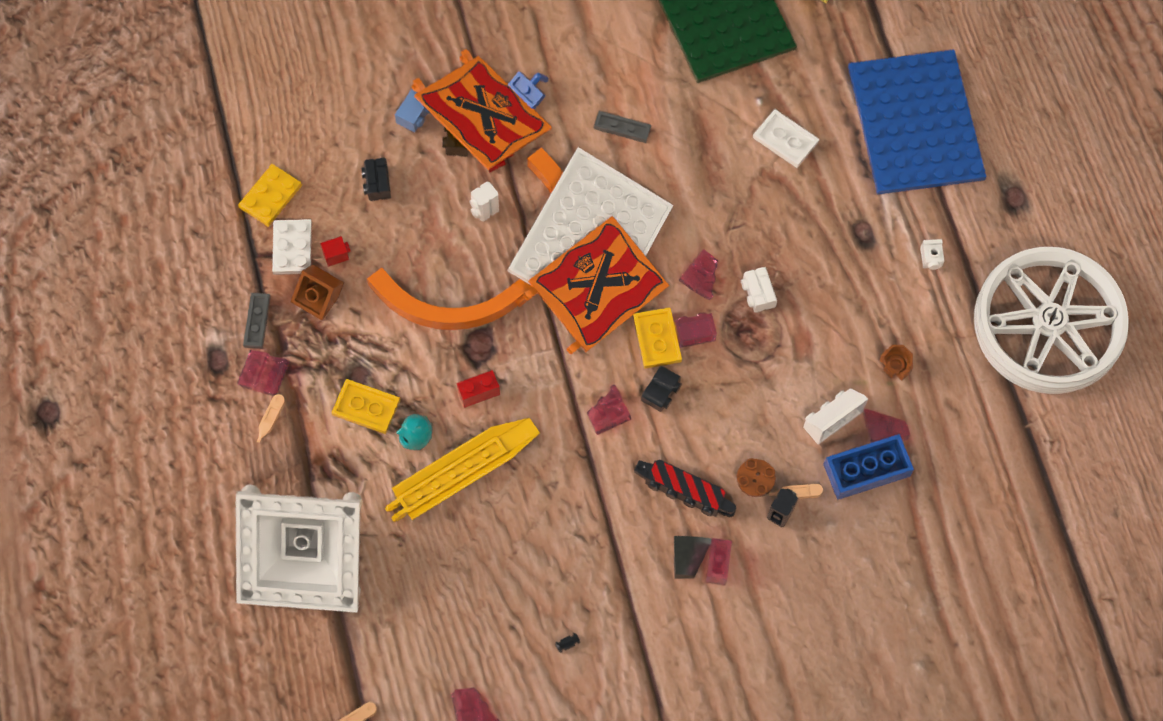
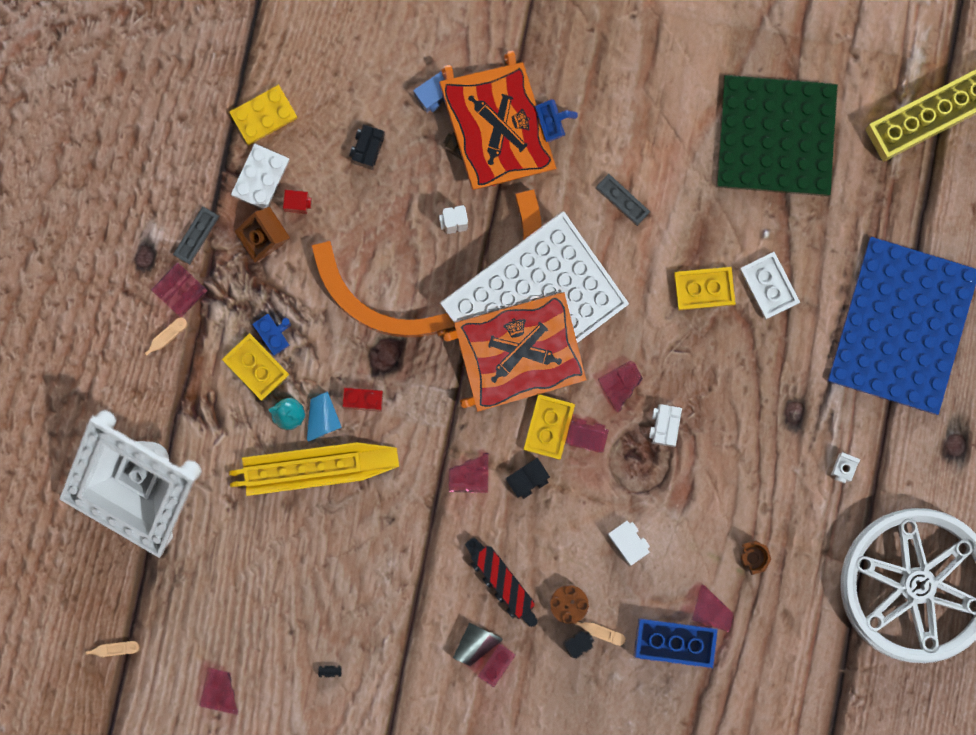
camera: 20 degrees right, 15 degrees up
(367, 372) = (272, 334): none -> blue plate
(448, 421) = (322, 417): none -> dark azure slope
(731, 165) = (704, 288): none -> yellow plate
(780, 402) = (629, 543): none -> white brick
(835, 414) = (671, 578): white slope -> none

